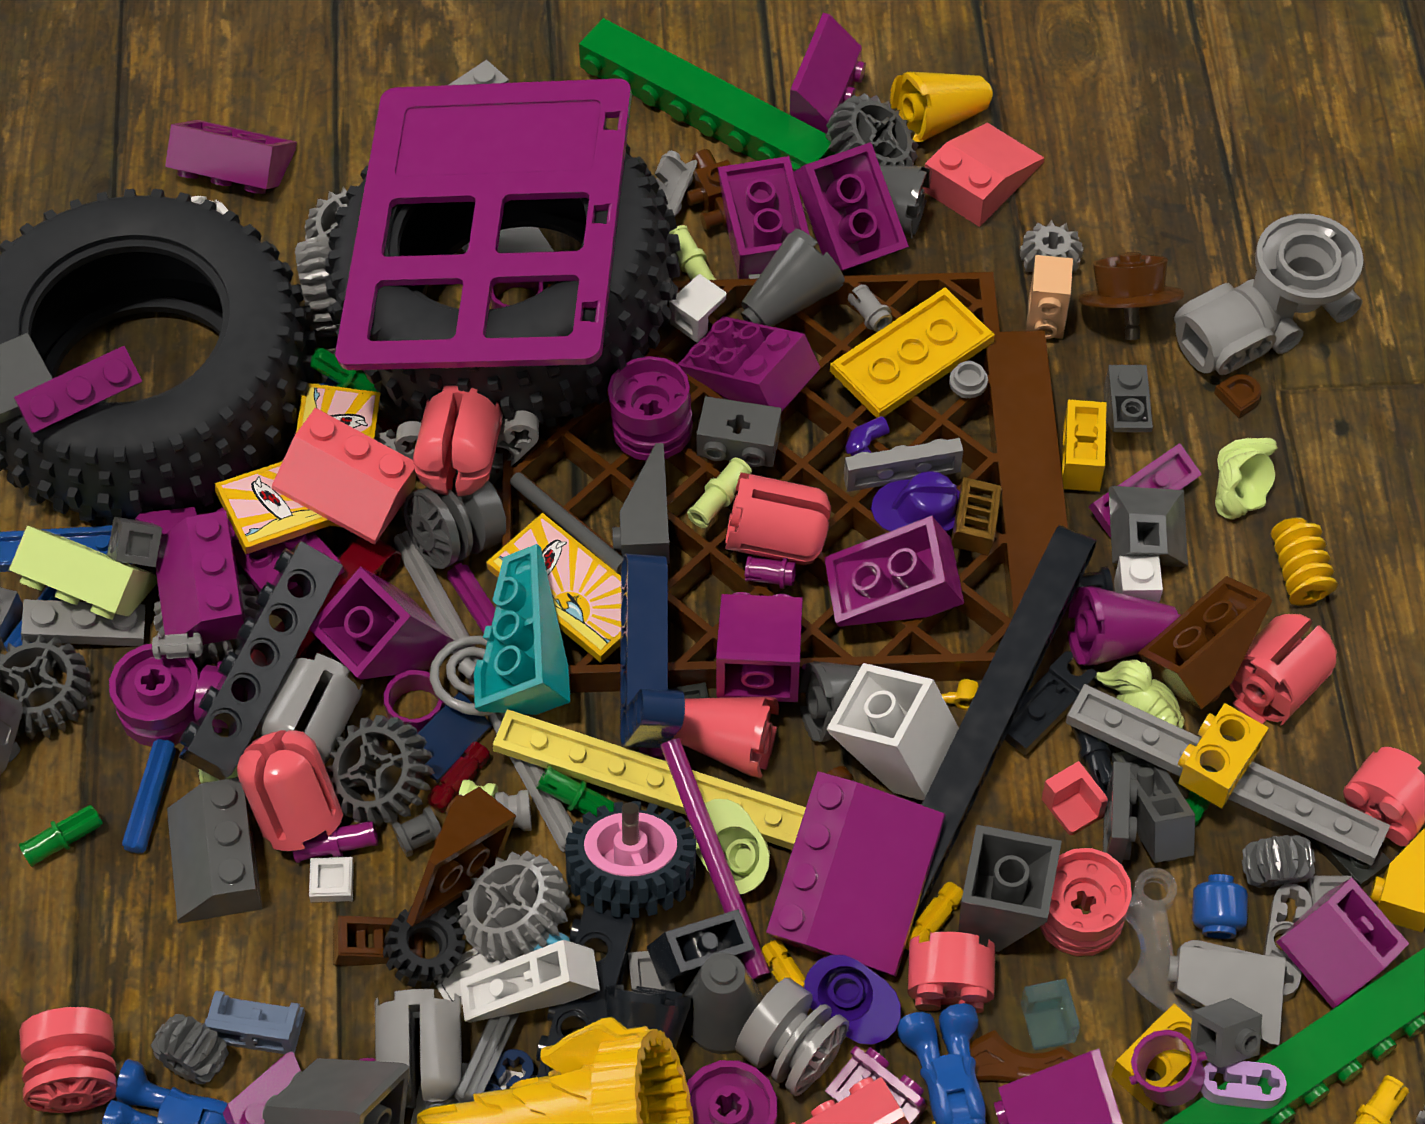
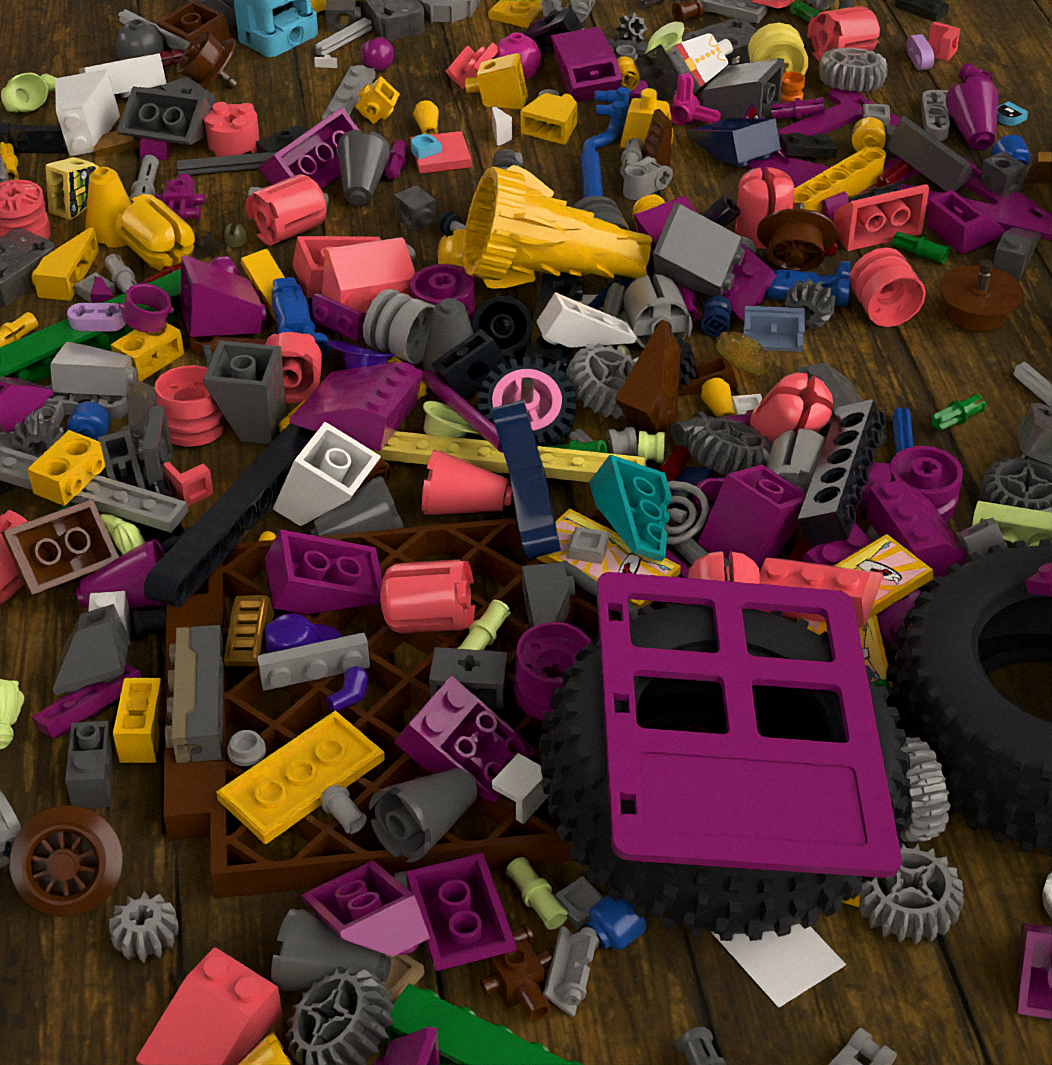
camera: 175 degrees right, 15 degrees down
(177, 646) = (920, 481): light grey piece -> none
(312, 963) = (744, 352): none -> clear yellow tile
(331, 1044) = (716, 315): none -> dark blue wheel
(368, 887) = (718, 397): none -> yellow cone
(587, 588) = (588, 545): none -> light grey tile
(759, 646) = (437, 506): magenta slope -> none
(1024, 438) = (197, 694): none -> piece
(1049, 295) = (153, 851): light nougat brick -> none
(1226, 1032) = (101, 325): dark grey brick -> none

